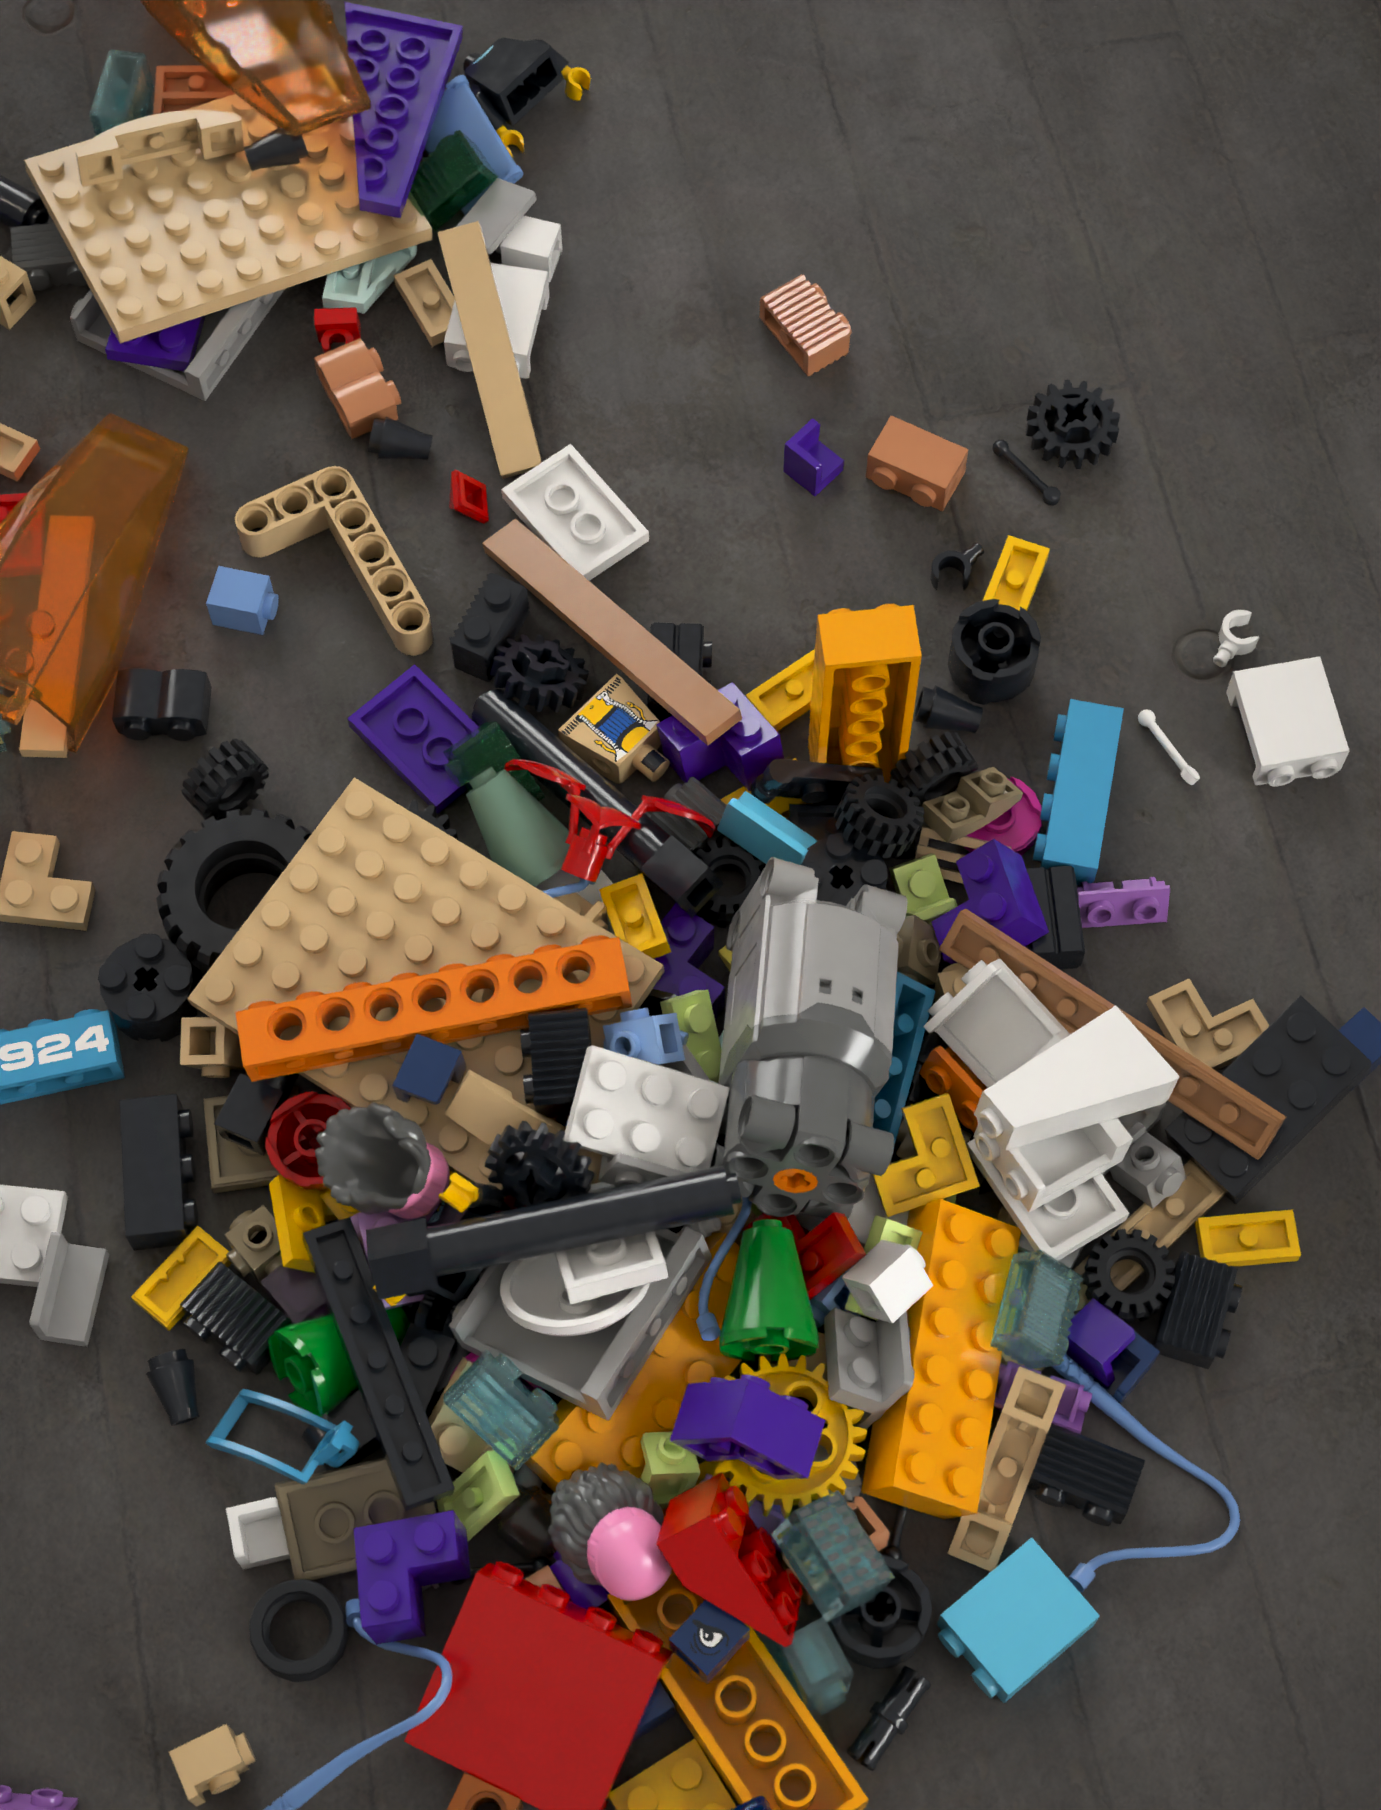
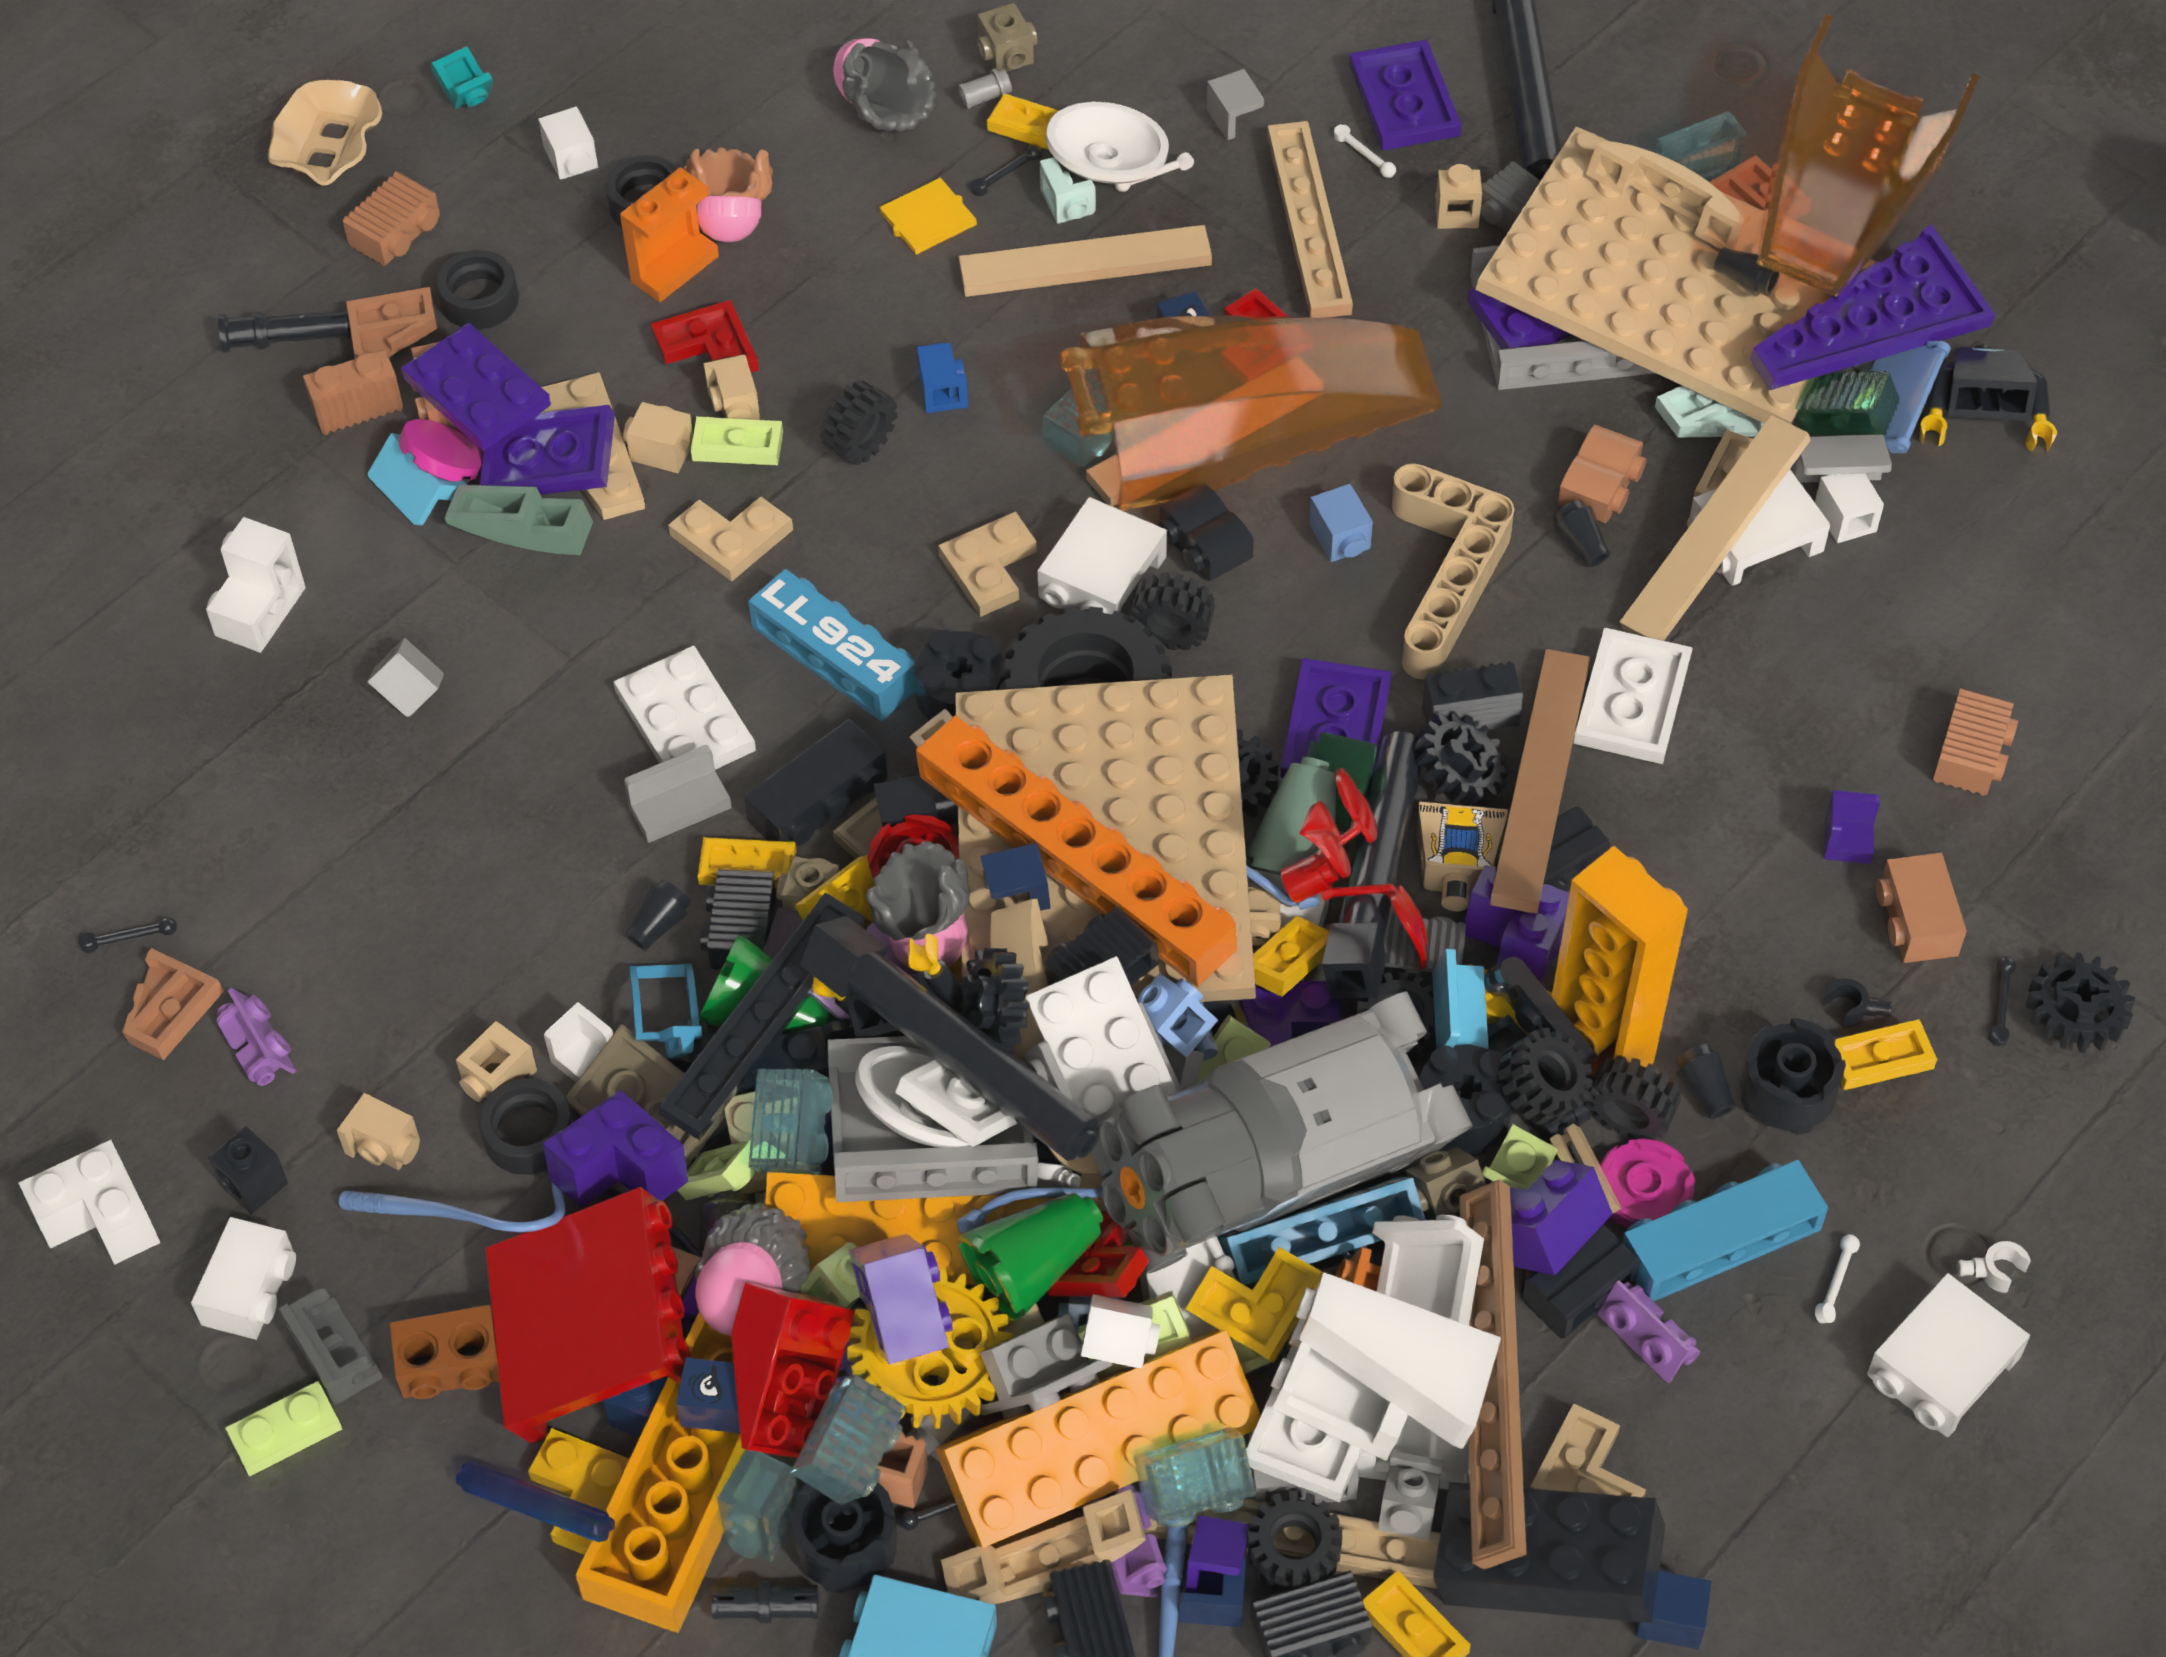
camera: 55 degrees right, 10 degrees down
(125, 801) = (1100, 559): none -> white panel
(207, 1606) = (494, 1060): none -> tan brick
(336, 326) = (1642, 423): red tile -> none
(468, 497) = (1578, 612): red slope -> none
(976, 803) = (1637, 1152): dark tan slope -> none

